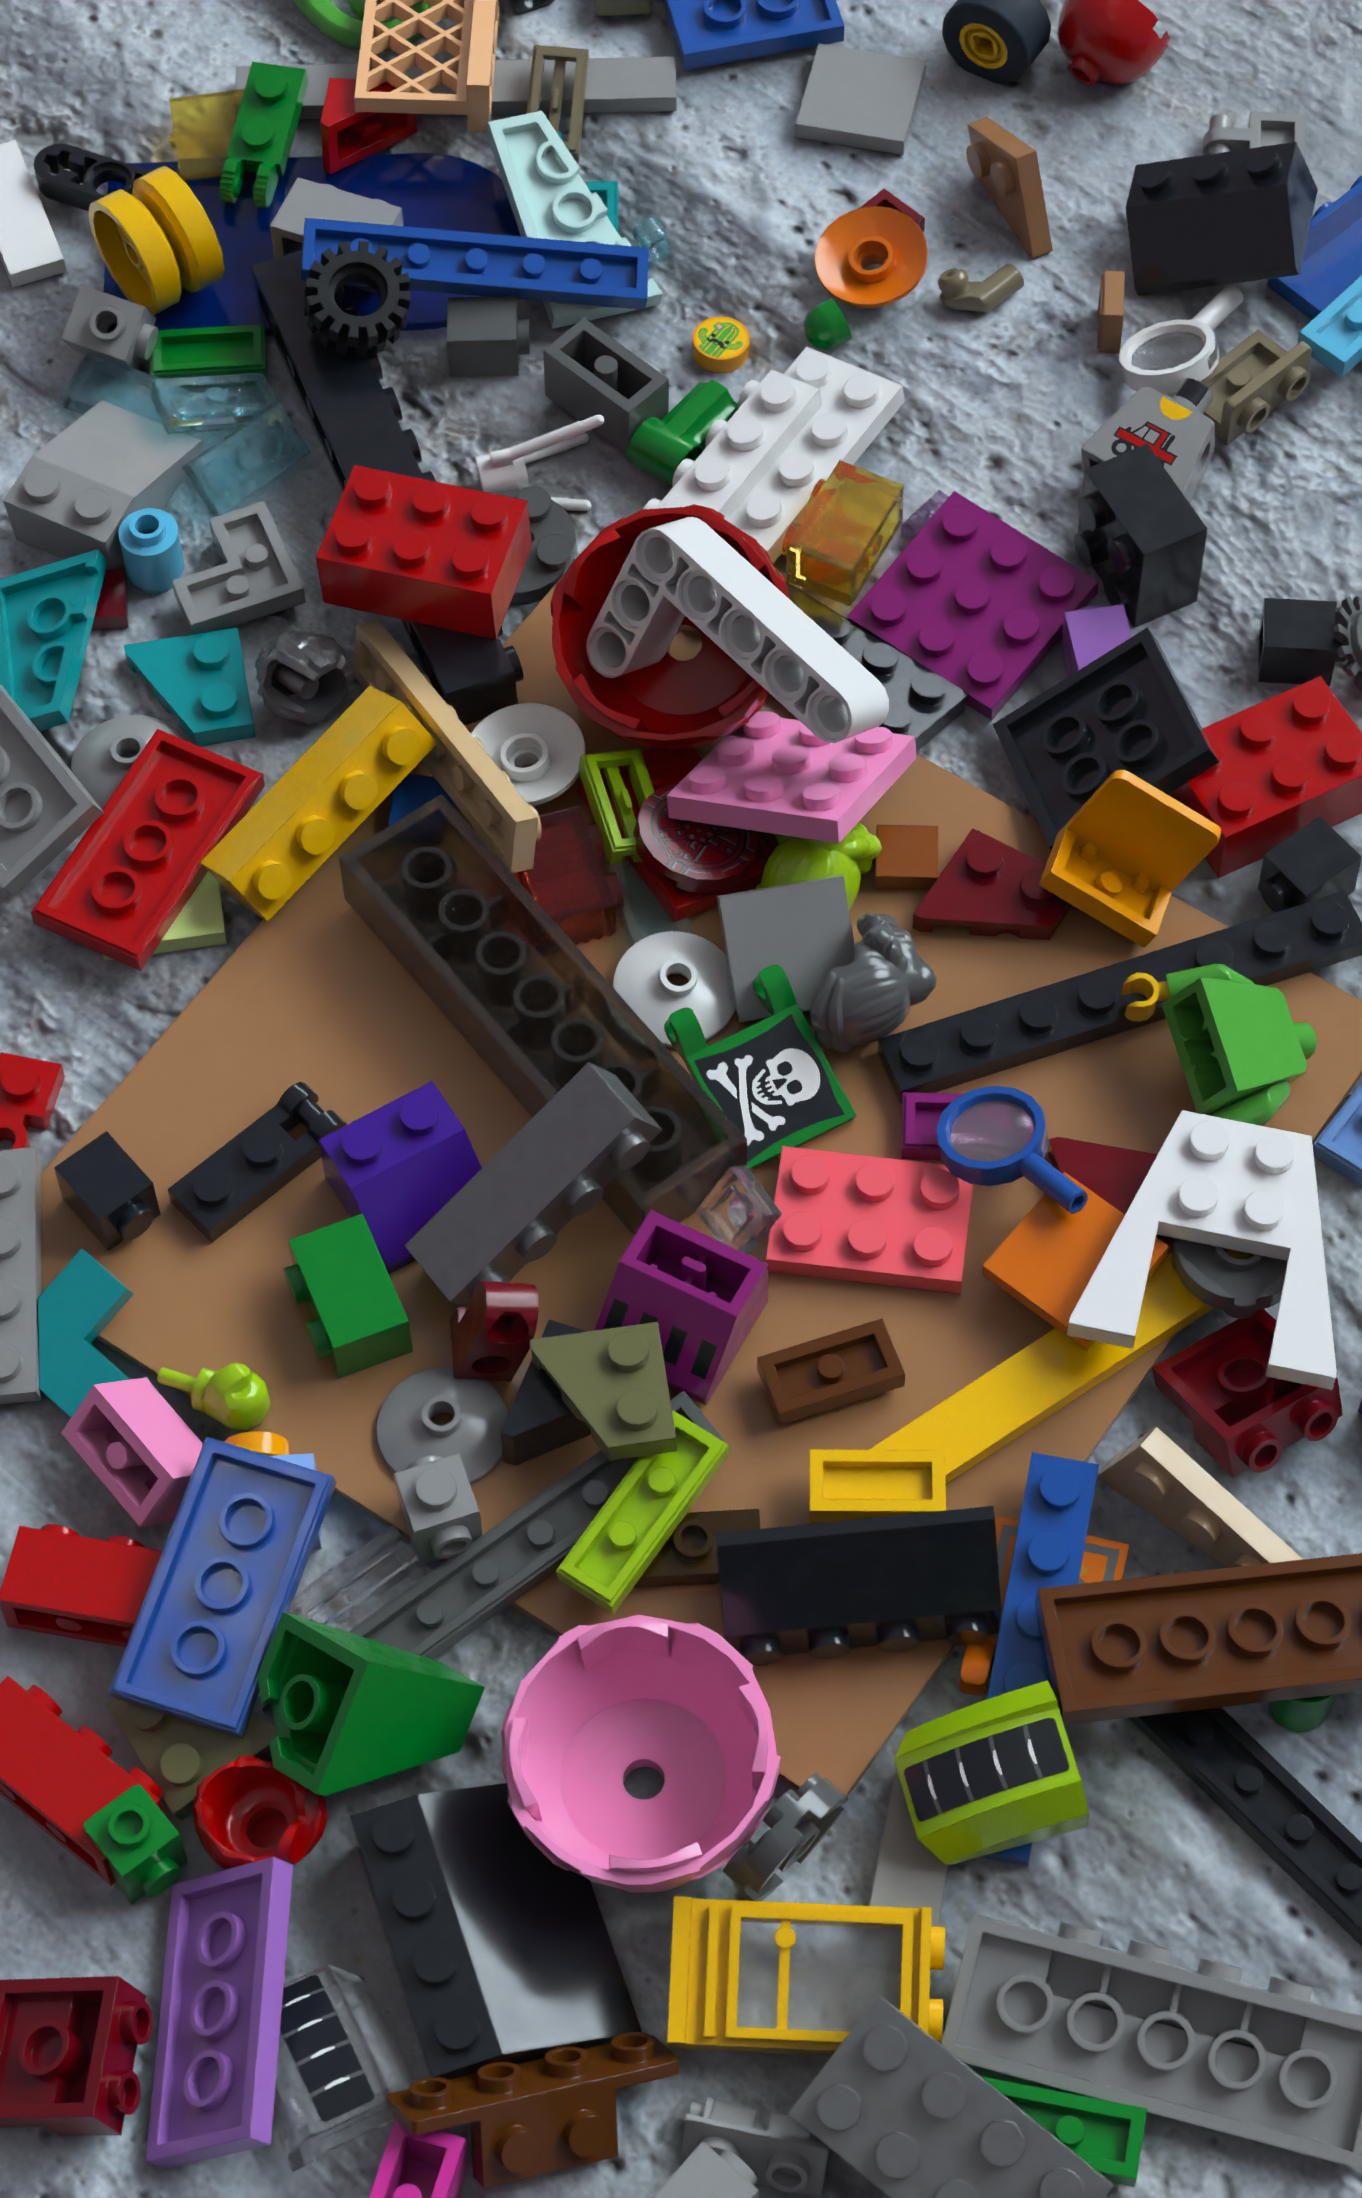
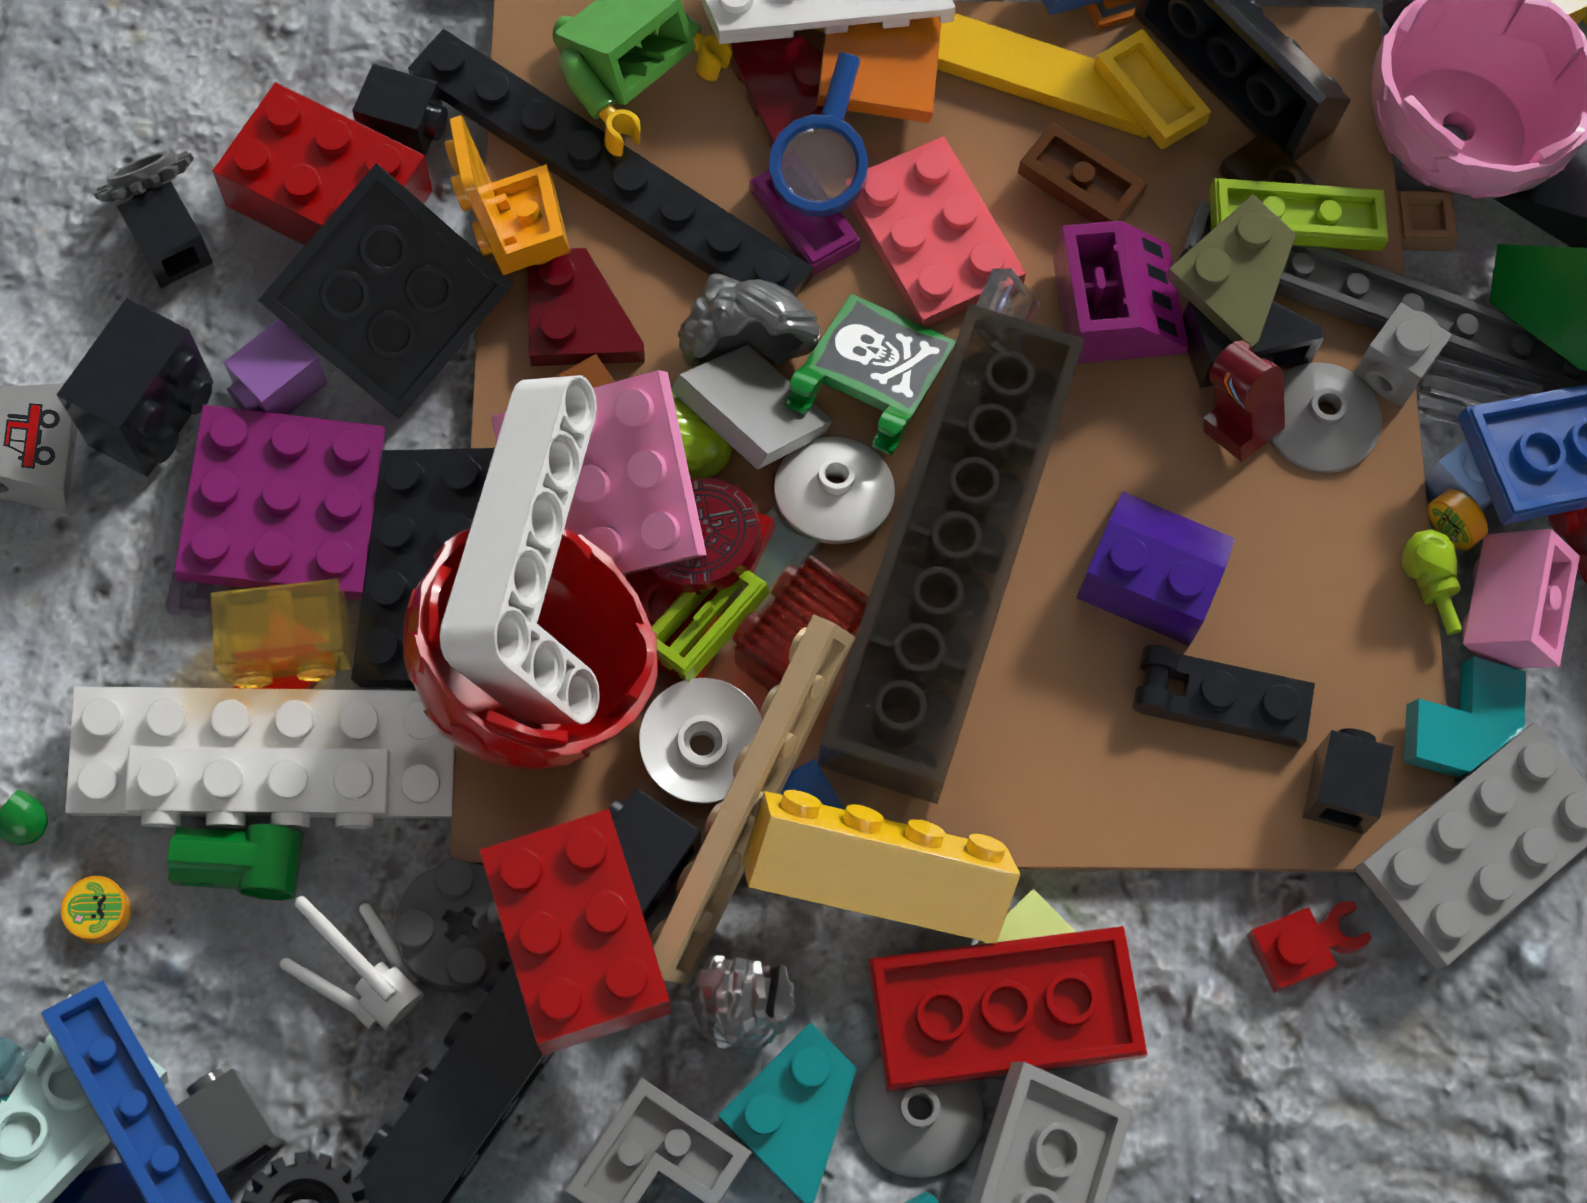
camera: 130 degrees left, 10 degrees up
(349, 1296) = (1288, 535): green brick -> none
(535, 1185) = (1126, 425): flat silver brick -> none
(598, 376) = (233, 952): dark grey brick -> none

